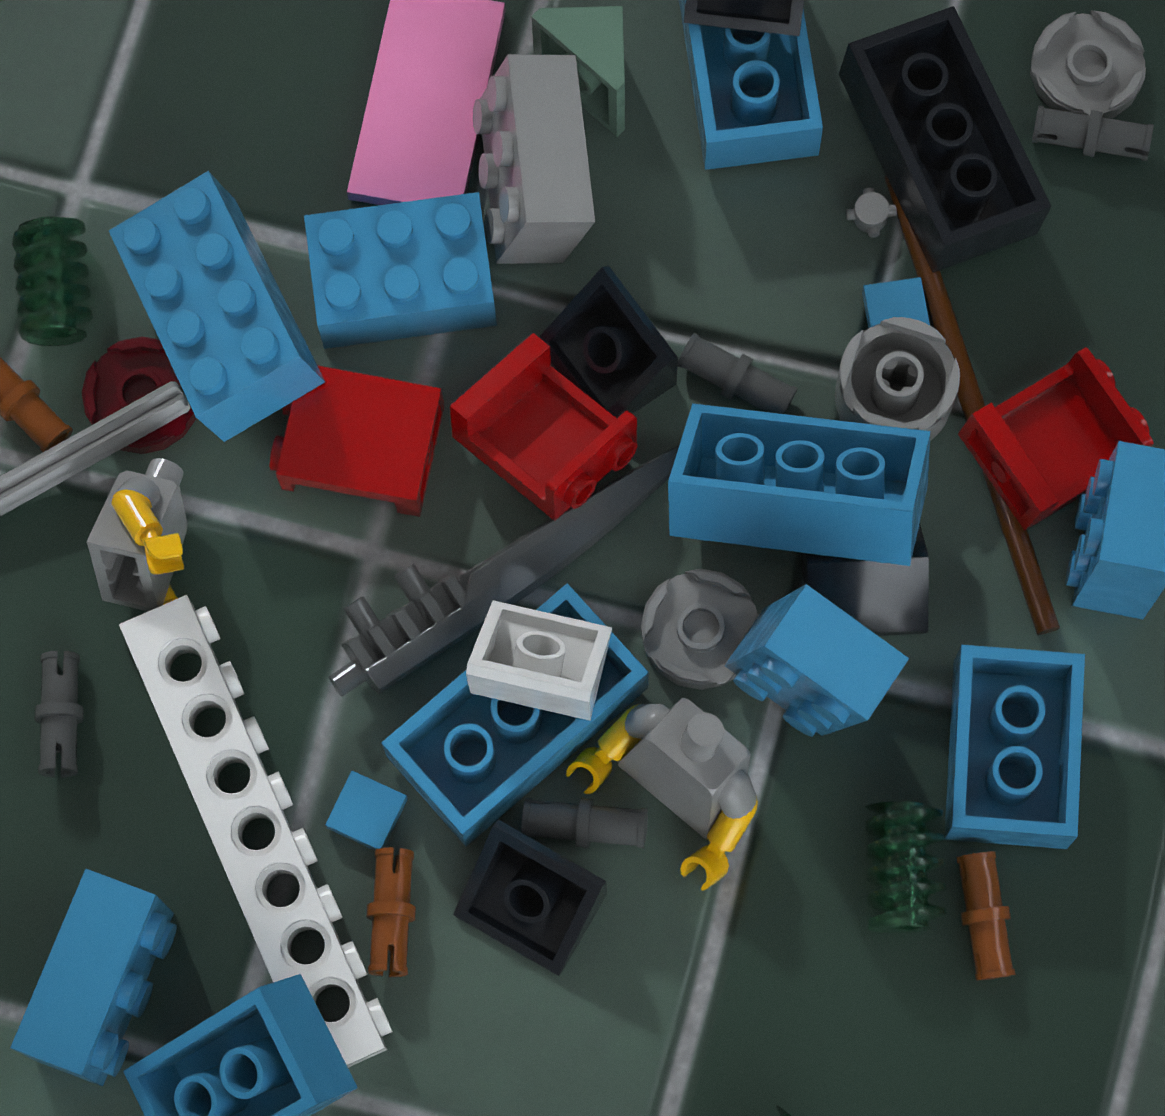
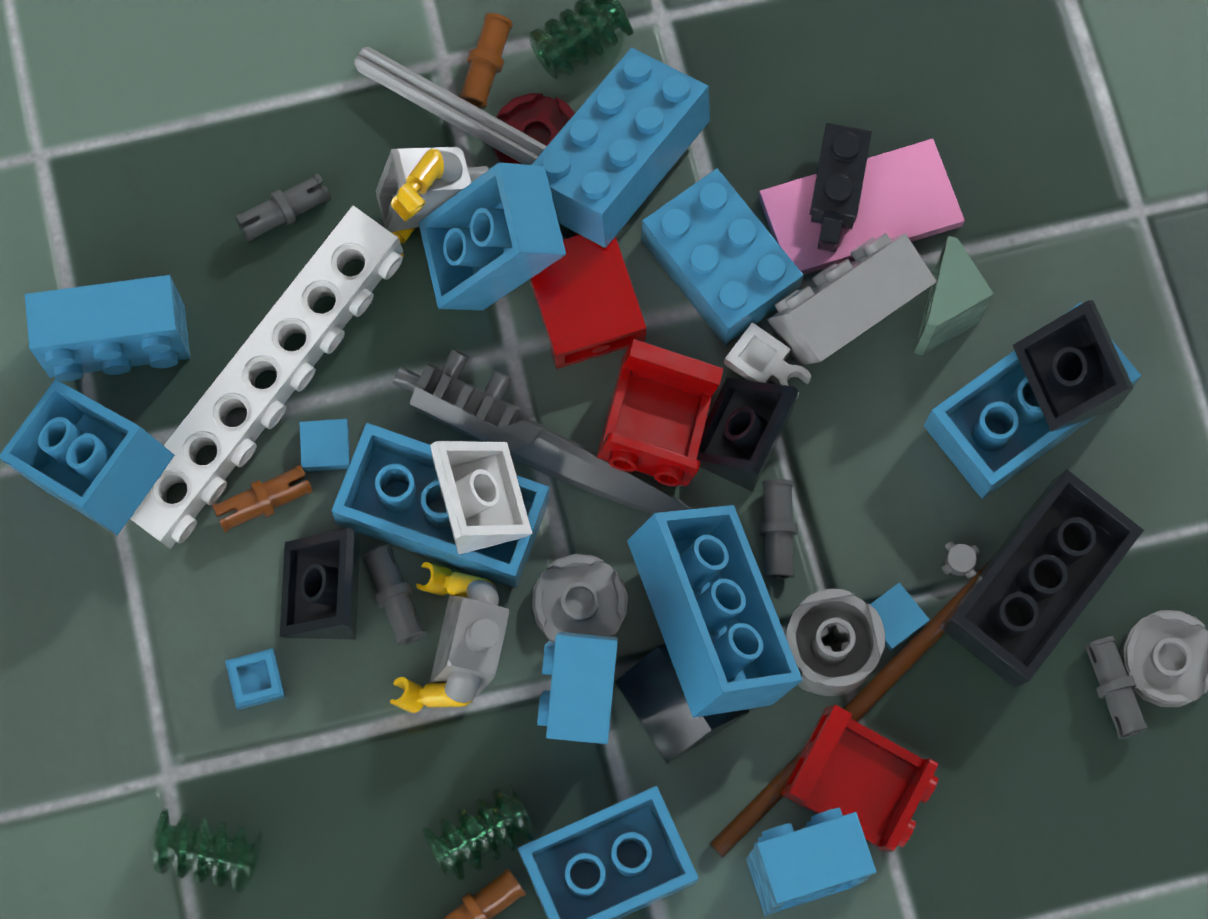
camera: 55 degrees right, 0 degrees up
(247, 492) = (491, 237): none -> dark azure brick
(389, 104) = (839, 181): none -> black hinge
(537, 292) = (762, 359): none -> white plate
(593, 1027) = (255, 679): none -> dark azure tile

